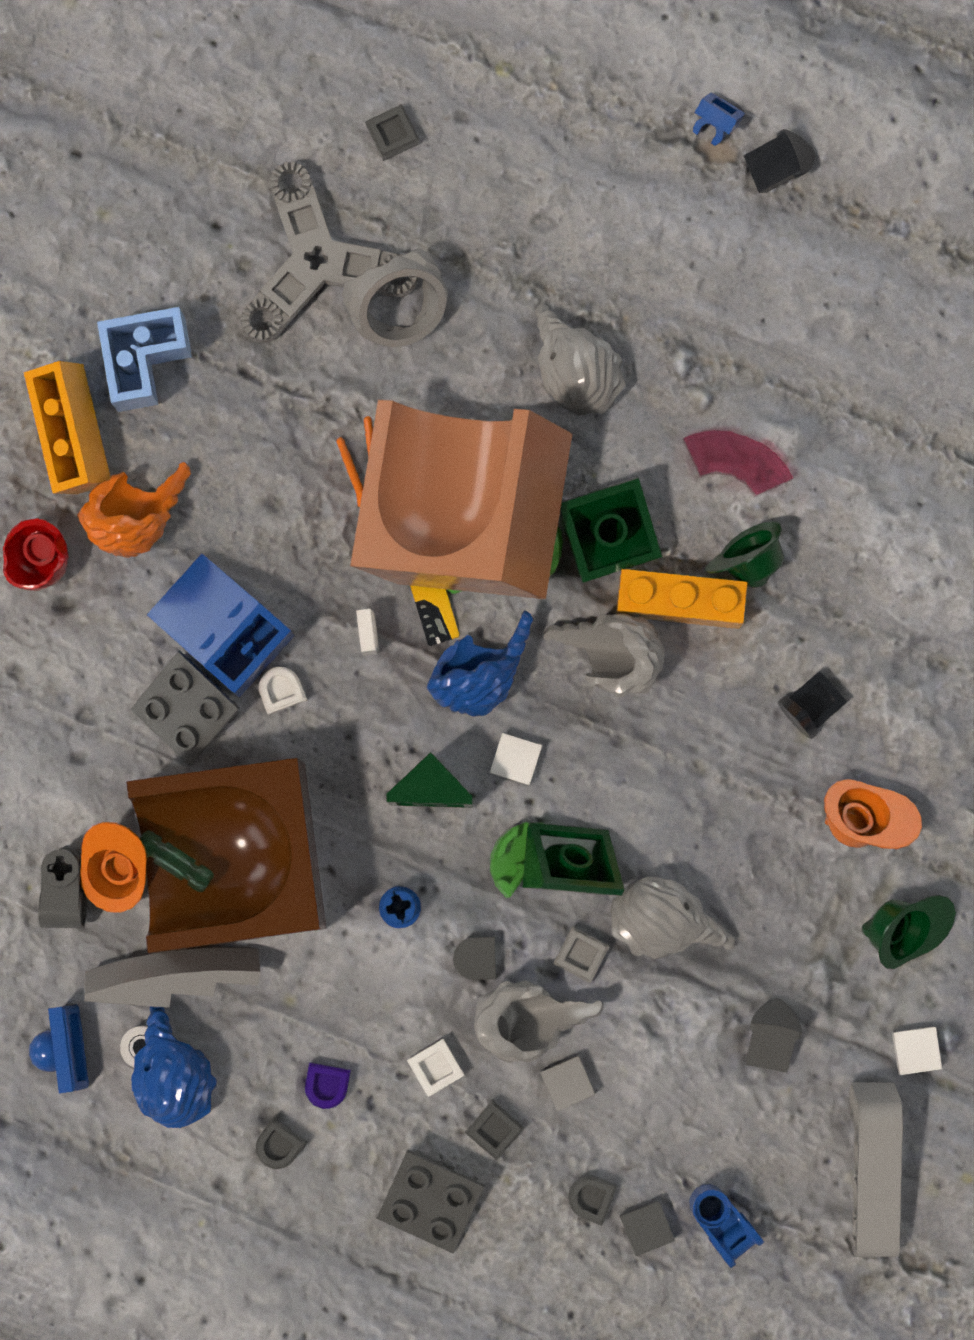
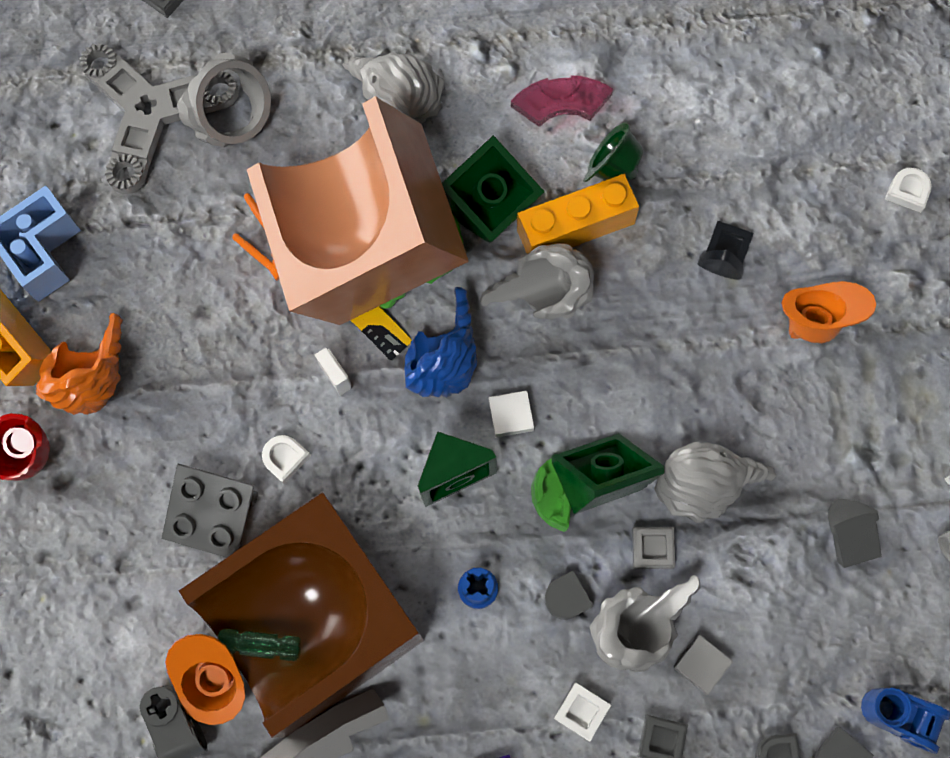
camera: 30 degrees left, 10 degrees down
(221, 625) = (207, 426): blue slope -> none
(909, 929) = (909, 384): dark green piece -> none

